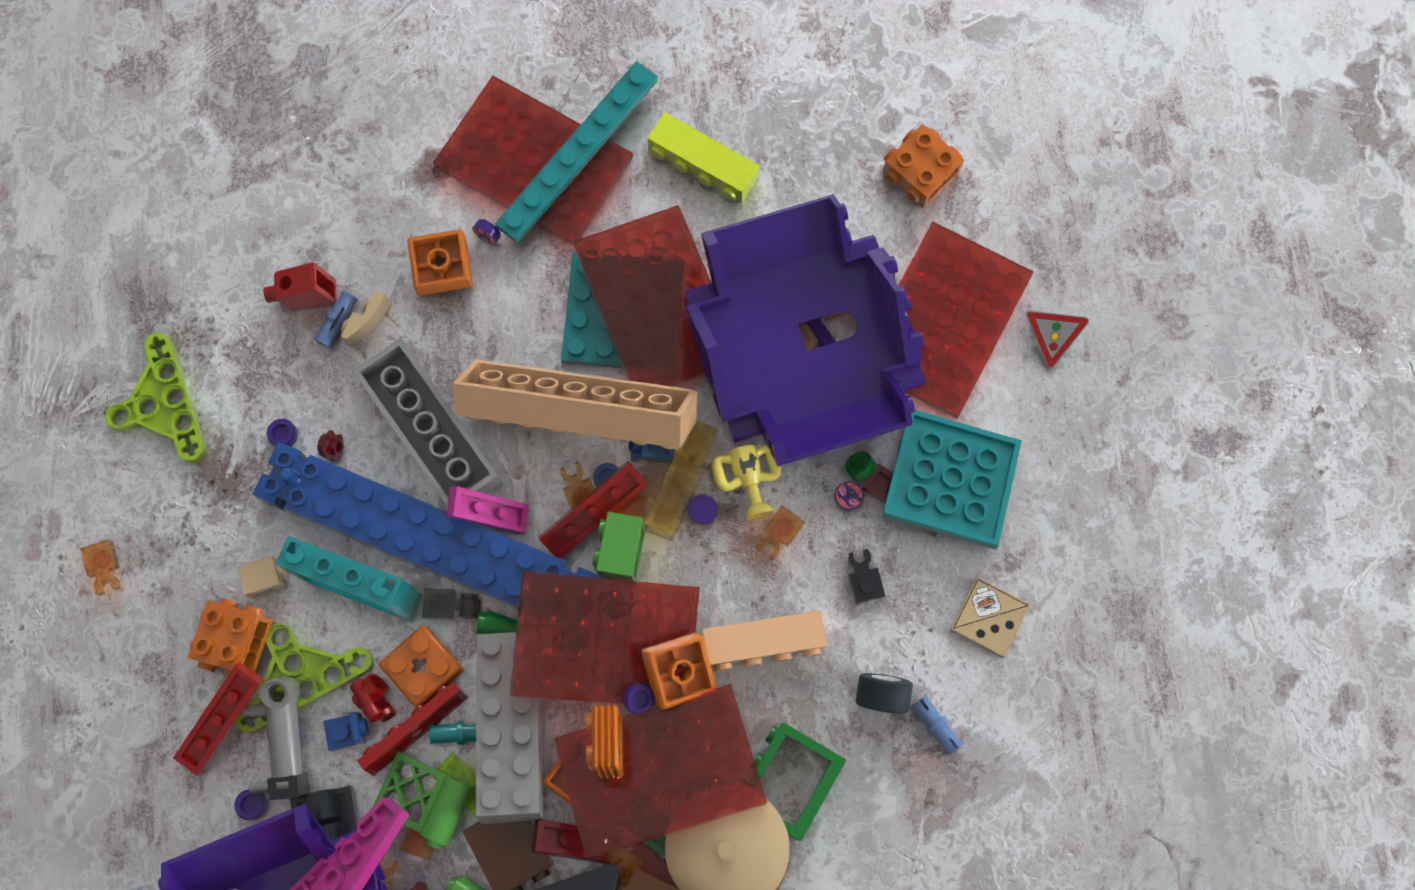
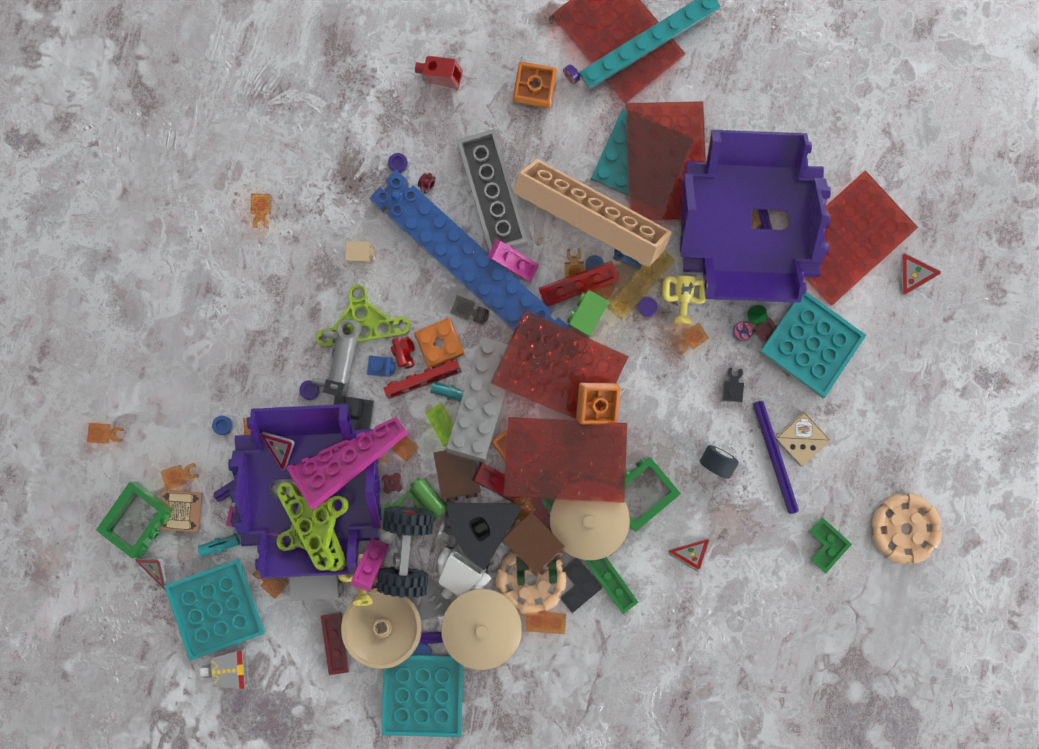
camera: 20 degrees right, 10 degrees up
(165, 416) = (327, 125): lime beam -> none
(218, 718) = (307, 331): red plate -> none
(229, 636) = (327, 284): orange brick -> none
(346, 302) = (455, 99): medium blue pin -> none
(349, 578) = (414, 275): teal window -> none
(360, 326) = (469, 109): tan slope -> none
(444, 802) = (426, 434): bright green piece -> none
(495, 623) = (494, 333): green cone -> none
(606, 751) = (538, 438): orange brick -> none
(638, 698) = (567, 411): dark purple tile -> none
(702, 157) = (730, 72): neon yellow brick -> none
(765, 639) = (658, 402): light nougat brick -> none
(896, 844) = (692, 554): none -> piece
(922, 165) = (873, 128): orange brick -> none
(937, 725) = (744, 492): medium blue pin -> none
(963, 658) = (775, 456): none -> dark purple axle
(1093, 754) = (832, 547): none -> green plate
(1205, 693) = (918, 531): none -> light nougat plate

